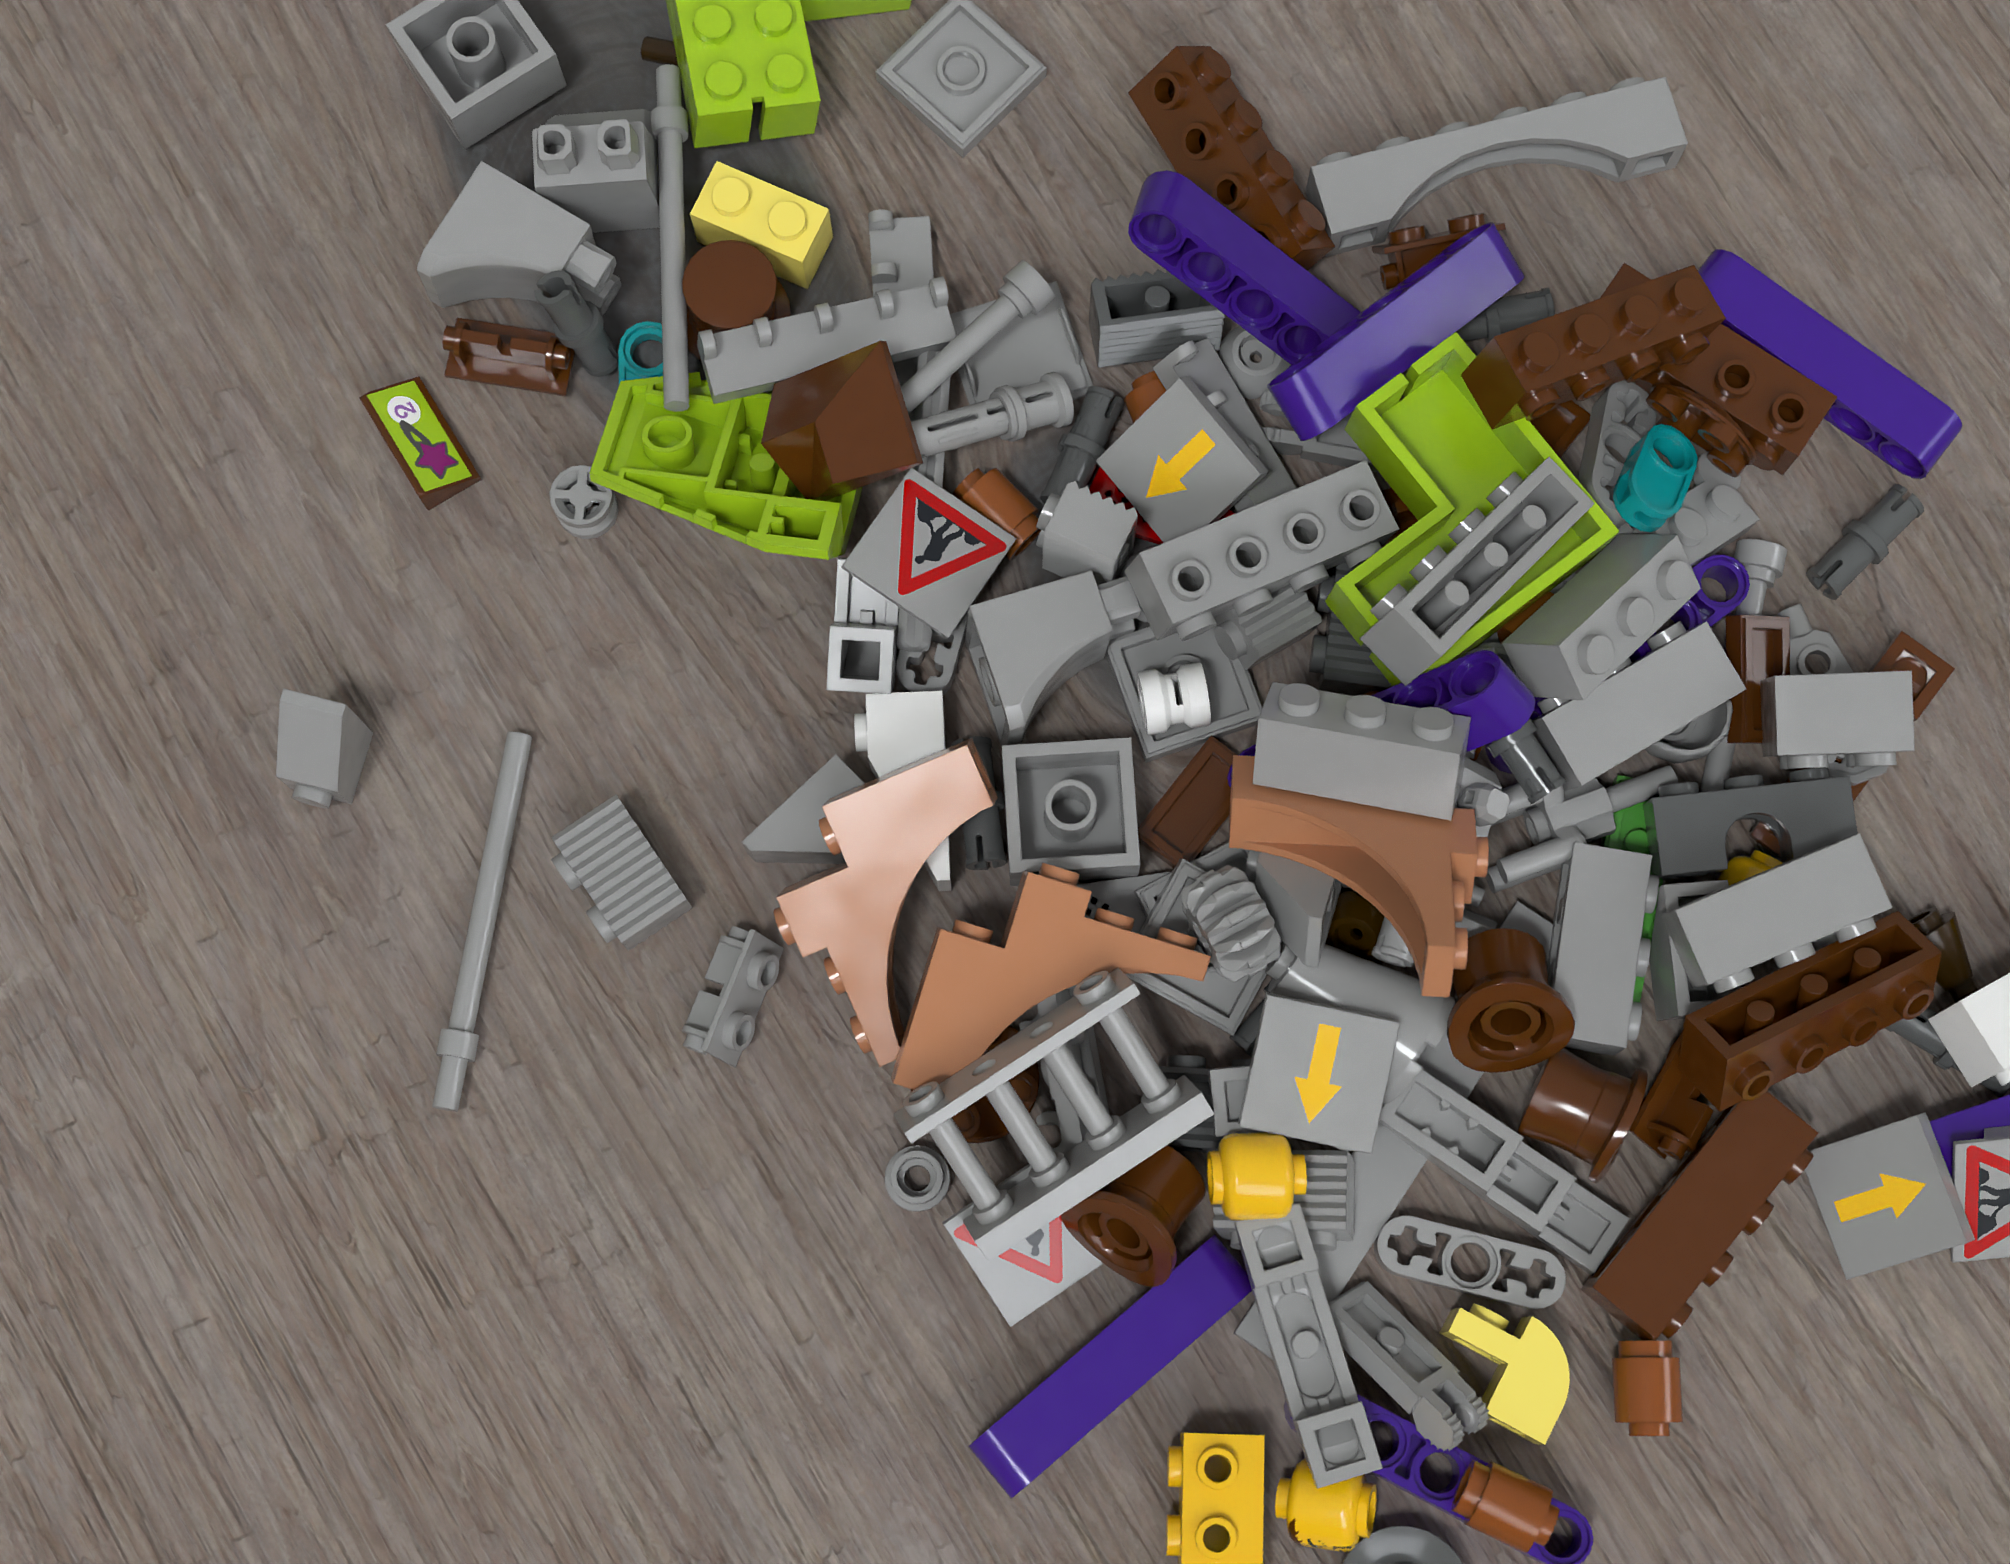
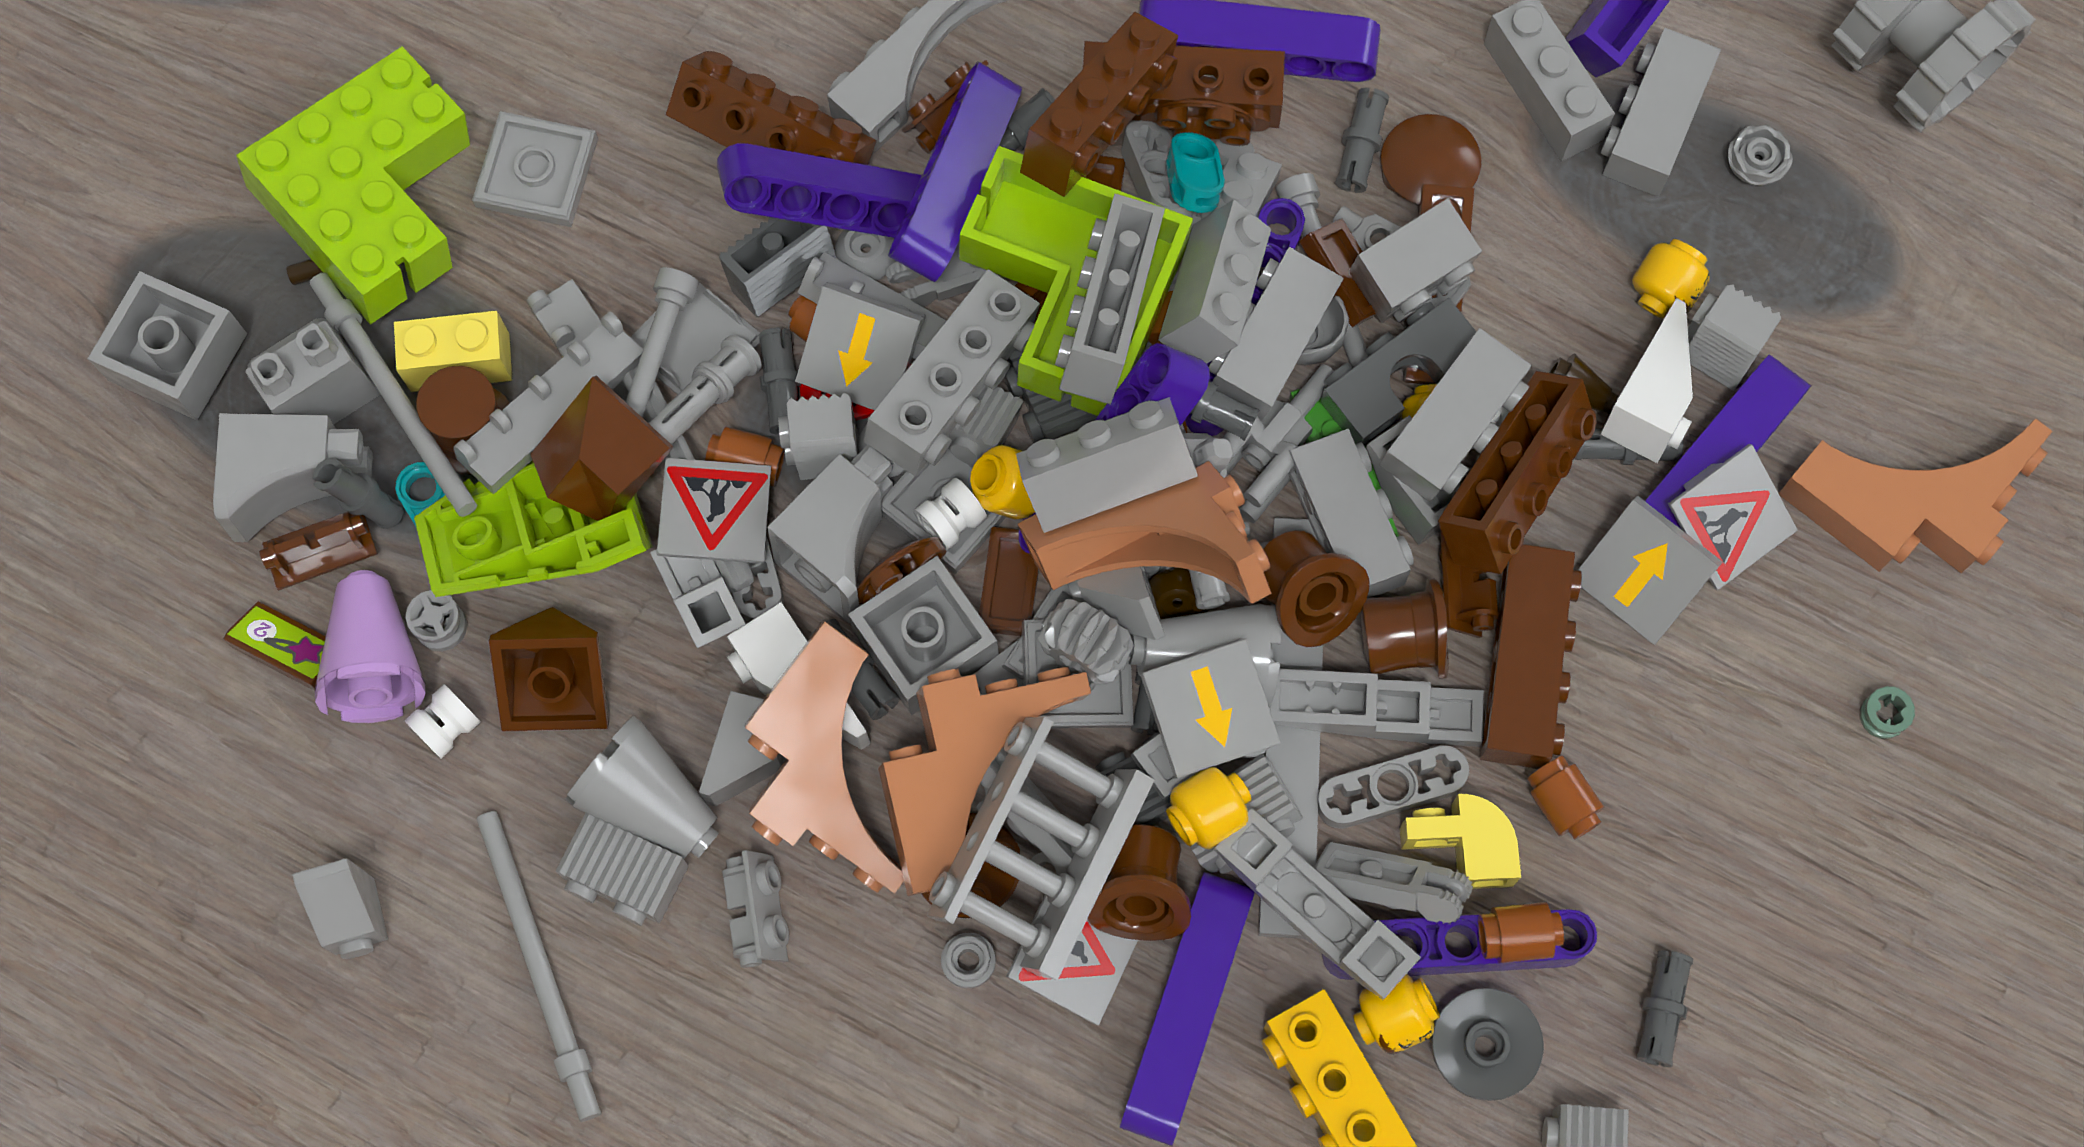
camera: 30 degrees left, 5 degrees down
(494, 496) = (367, 654): none -> lavender cone
(543, 606) = (451, 711): none -> white wheel
(663, 626) = (548, 674): none -> reddish brown slope
(687, 811) = (645, 793): none -> light grey cone
(1085, 723) = (898, 565): none -> reddish brown dish
(1240, 693) = (999, 484): none -> yellow head
(1930, 598) = (1429, 152): none -> reddish brown dish

